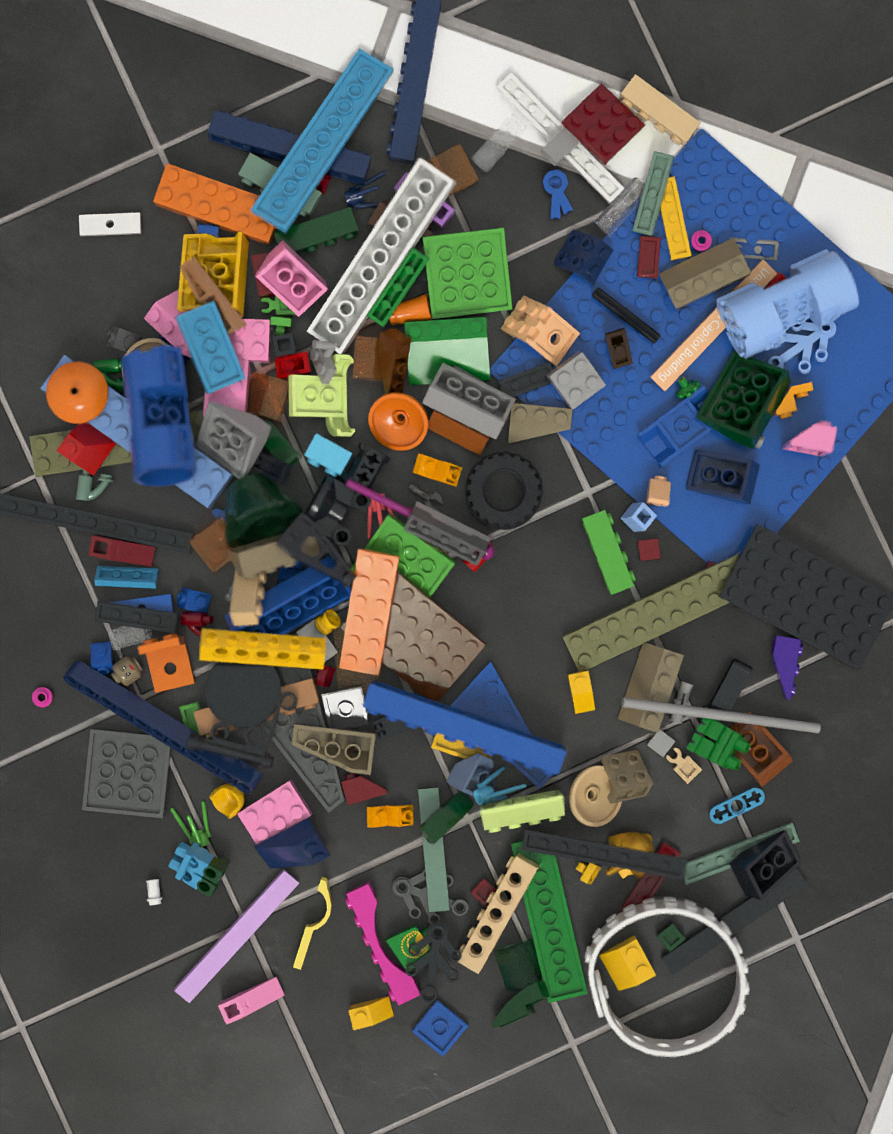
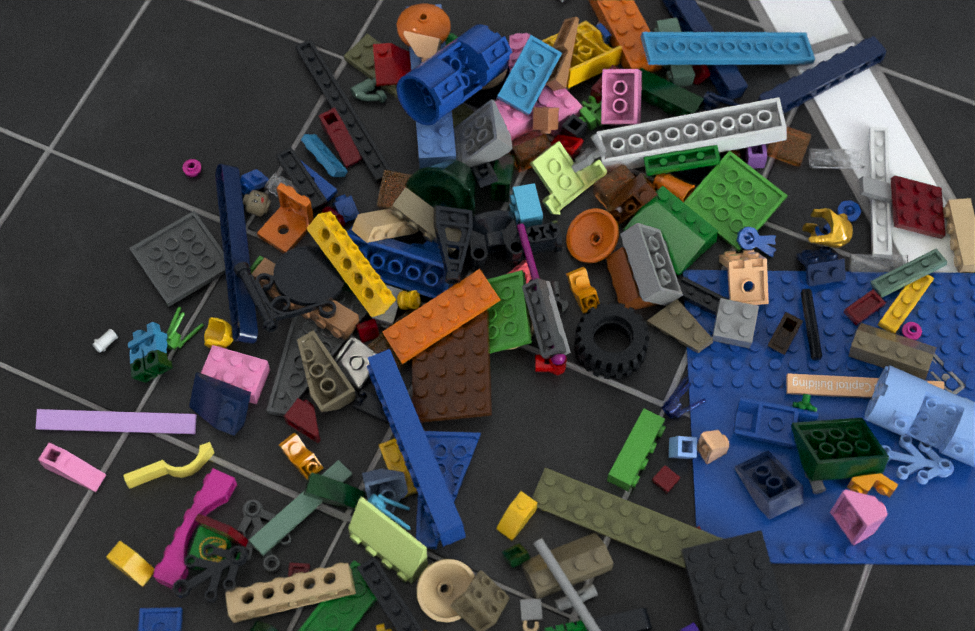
camera: 45 degrees right, 25 degrees down
(103, 415) = (423, 45): none -> light nougat slope
(259, 365) = (545, 119): none -> nougat brick
(406, 928) = (222, 529): none -> dark red tile
(512, 294) = (749, 238): none -> blue piece
(572, 218) = (840, 226): none -> pearl gold piece
(596, 489) = (672, 405): none -> clear blue plant
(611, 719) = (515, 555): none -> dark green plate

